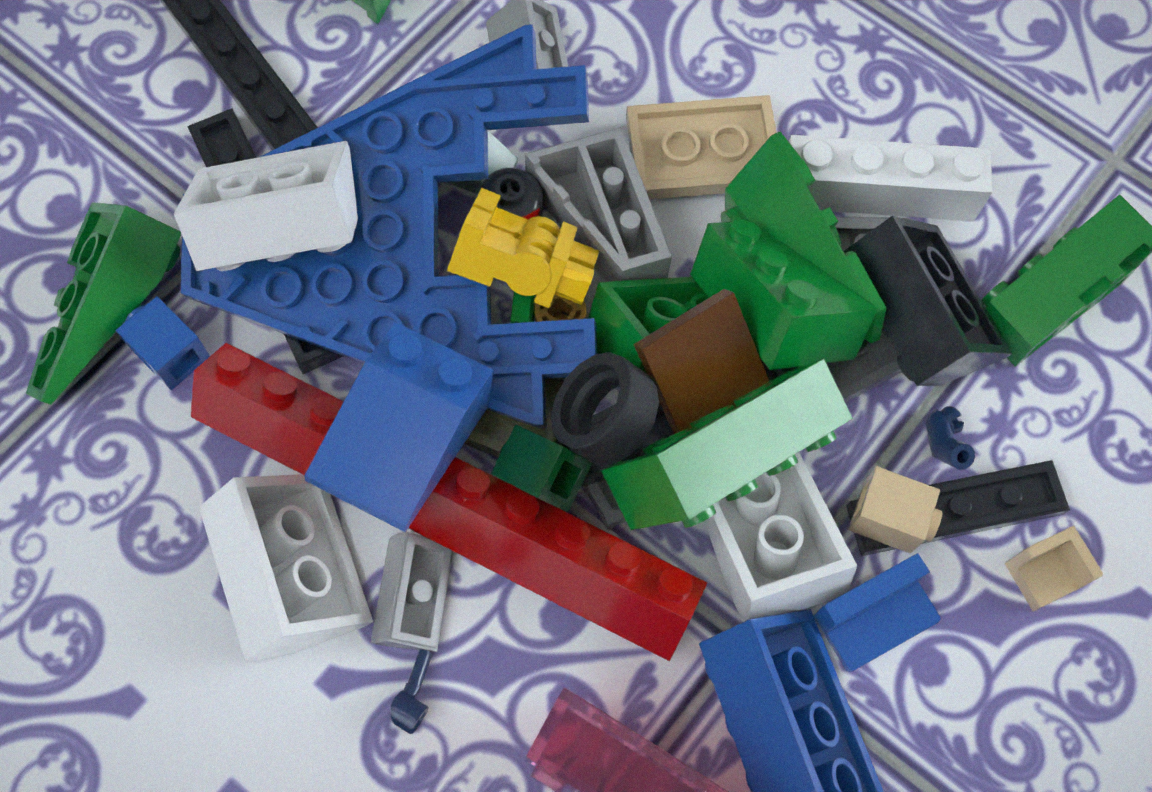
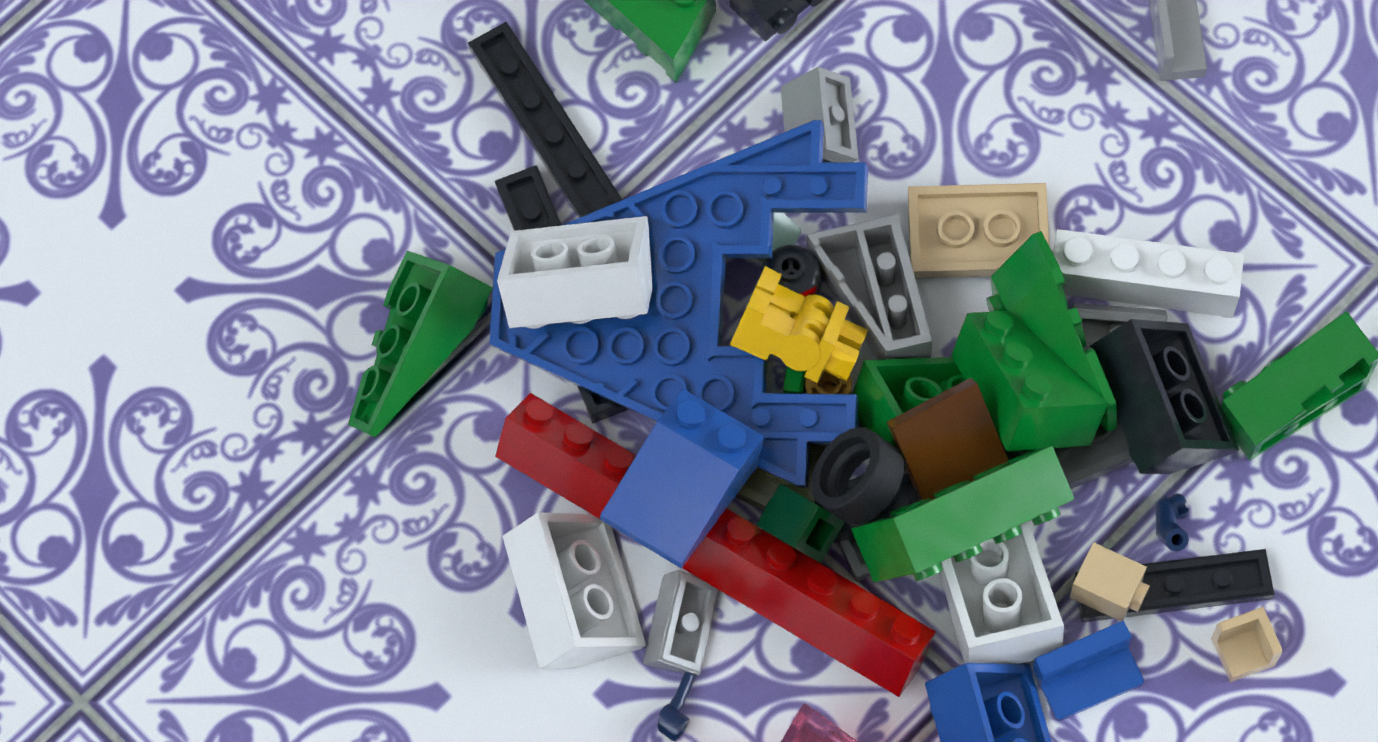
camera: 15 degrees right, 0 degrees up
(163, 342) = (471, 387): blue brick -> none

